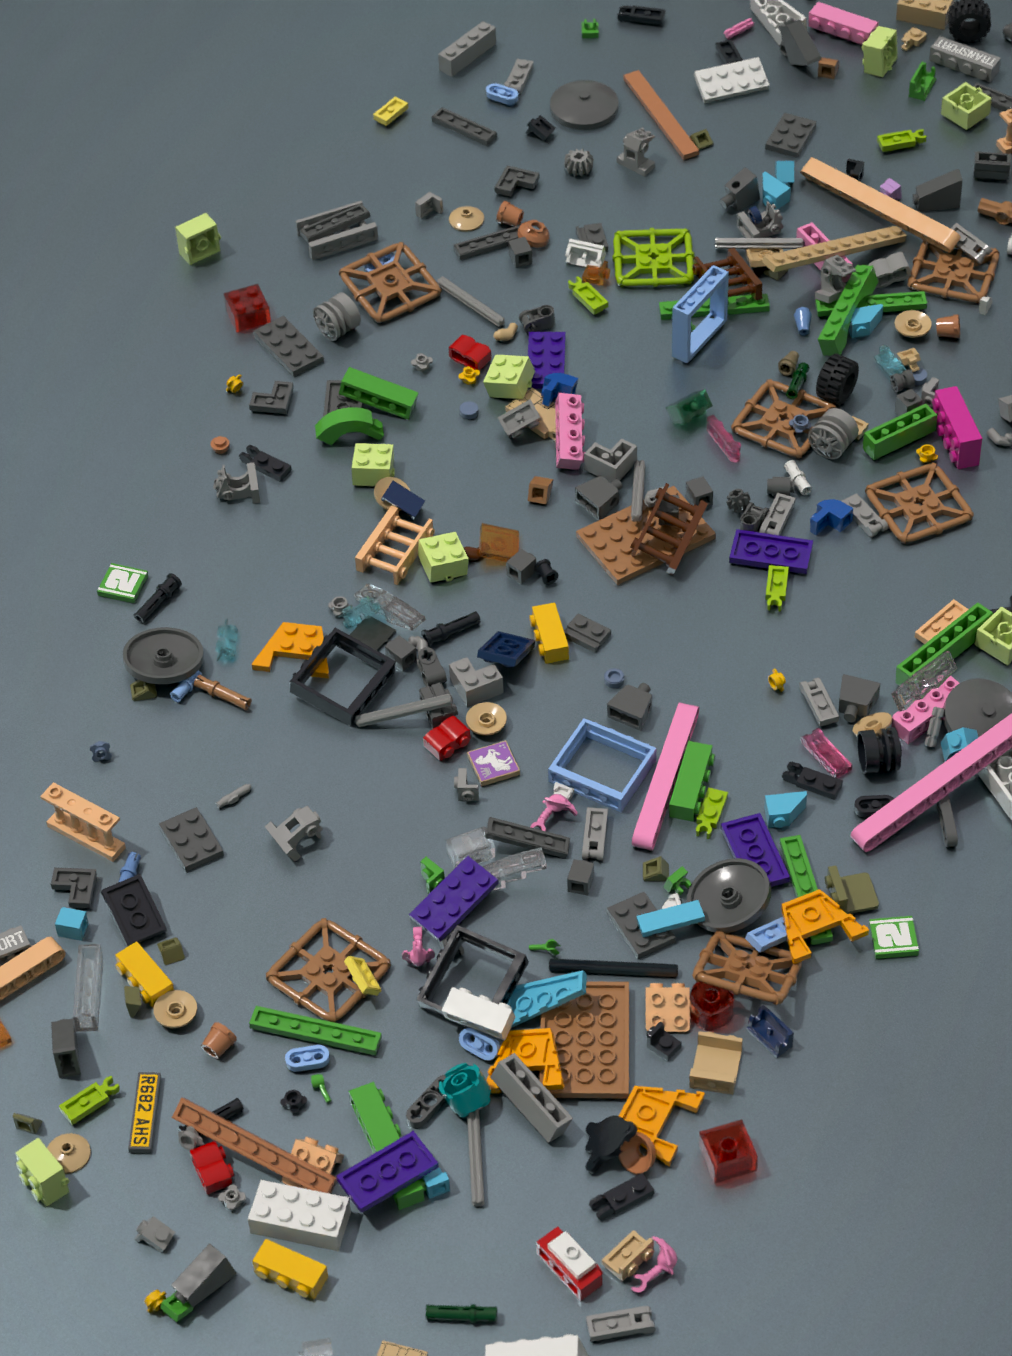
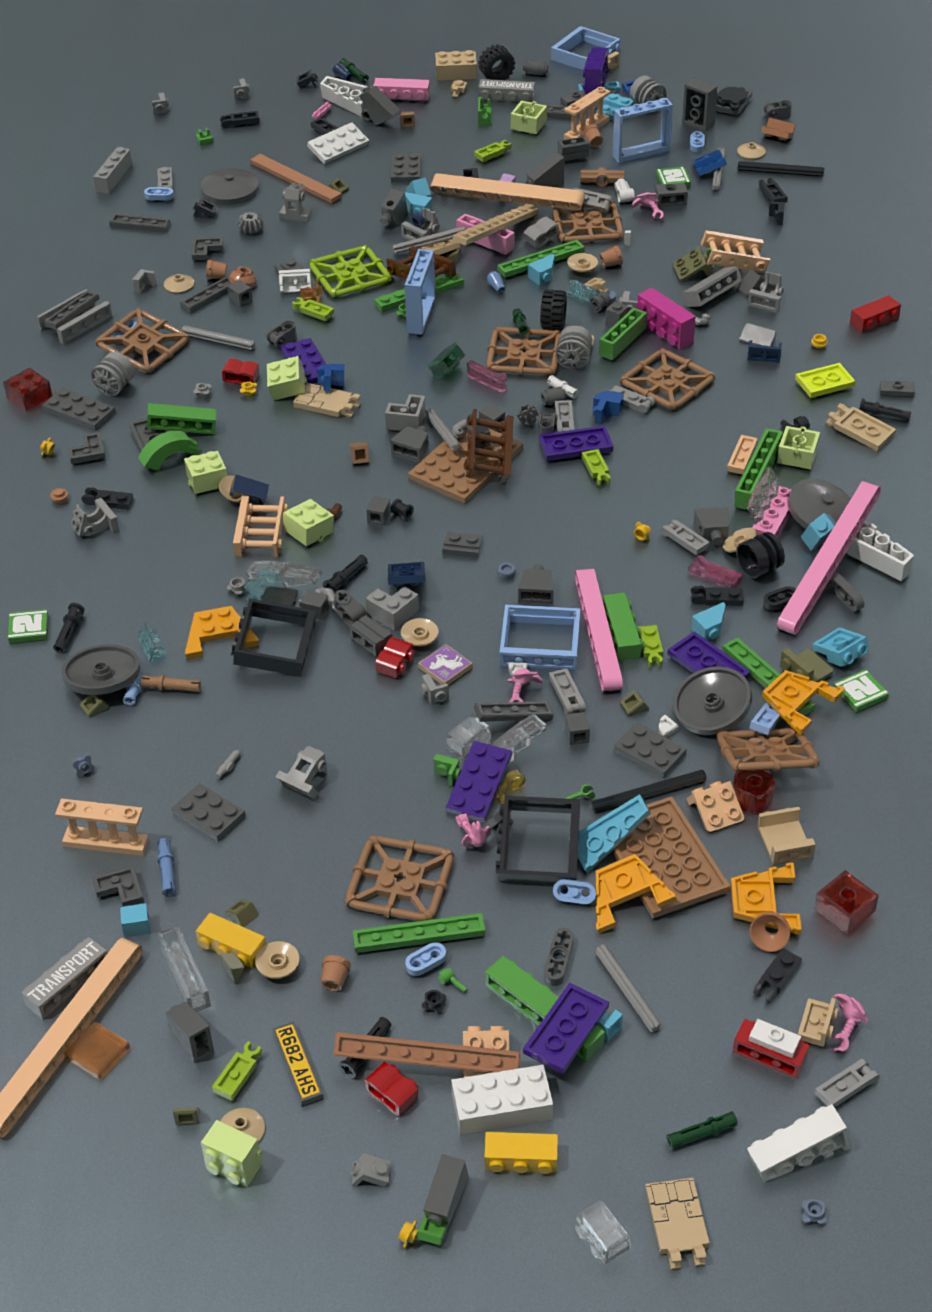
camera: 25 degrees left, 5 degrees down
(133, 910) = (190, 887): black plate -> none
(189, 1138) = (360, 1073): light grey plate -> none
(232, 1203) = (426, 1114): light grey plate -> none
(362, 975) = (438, 870): light yellow plate -> none
(390, 111) = (72, 226): light yellow plate -> none
(404, 710) = (346, 646): light grey axle -> none
(465, 1089) = (590, 931): teal brick -> none
(468, 410) = (263, 413): sand blue tile -> none
(478, 1013) = (566, 863): white brick -> none
(486, 910) = (514, 780): none -> clear yellow plate
(498, 542) = (348, 499): clear orange tile -> none
(506, 334) = (261, 352): tan arm -> none
(519, 419) = (312, 405): light grey bracket -> none
(531, 1097) = (652, 918): light grey brick -> none
(549, 633) = (433, 552): yellow brick -> none
(569, 431) = (360, 402): bright pink brick -> none
(607, 1139) = (739, 929): black tile -> none
(662, 1042) = (729, 836): black bracket -> none
(670, 918) = (676, 734): medium azure tile -> none
(676, 879) = (661, 705): bright green tile -> none
(770, 1032) = (814, 795): dark blue hinge -> none
(788, 364) = (504, 313): dark tan cone -> none
(800, 423) = (542, 348): sand blue plate -> none
(831, 278) = (506, 251): light grey tile -> none
(835, 332) = (527, 265): bright green arch -> none
(880, 51) = (442, 98): yellowish green brick -> none
(902, 882) = (842, 646): none -> medium azure plate
(927, 453) = (650, 344): yellow plate -> none
(934, 727) = (790, 528): light grey axle -> none

